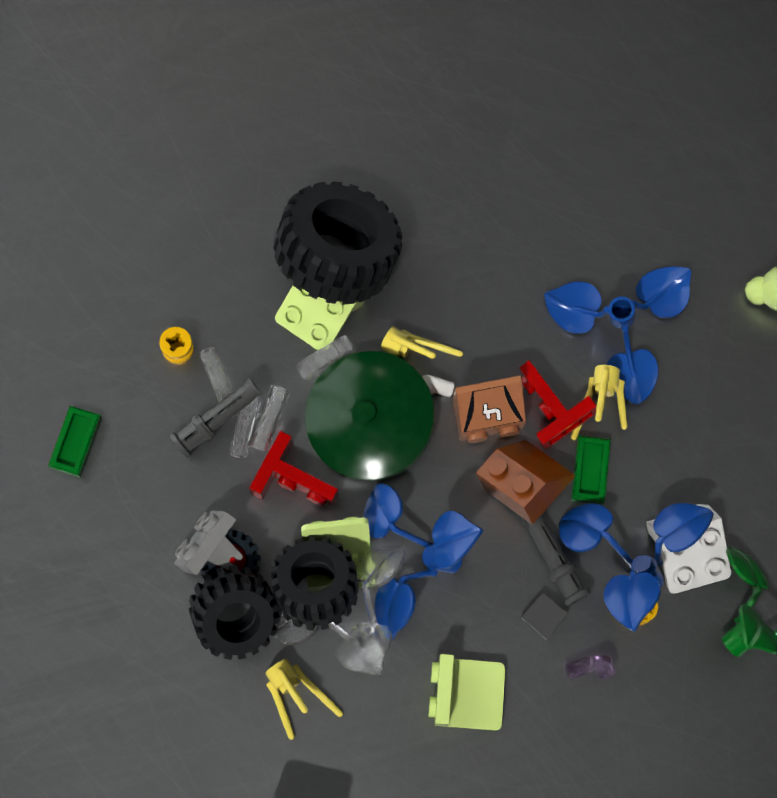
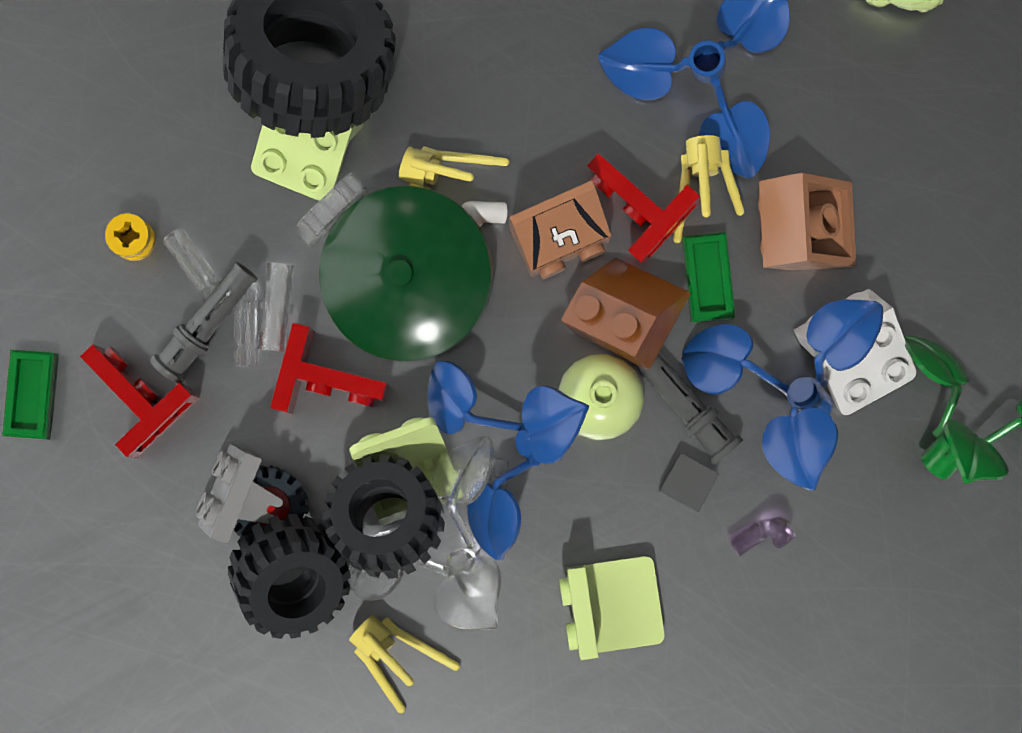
camera: 10 degrees left, 10 degrees up
(155, 459) = (139, 397): none -> red bracket
(500, 541) = (611, 392): none -> yellowish green cylinder
(671, 445) = (807, 223): none -> nougat slope

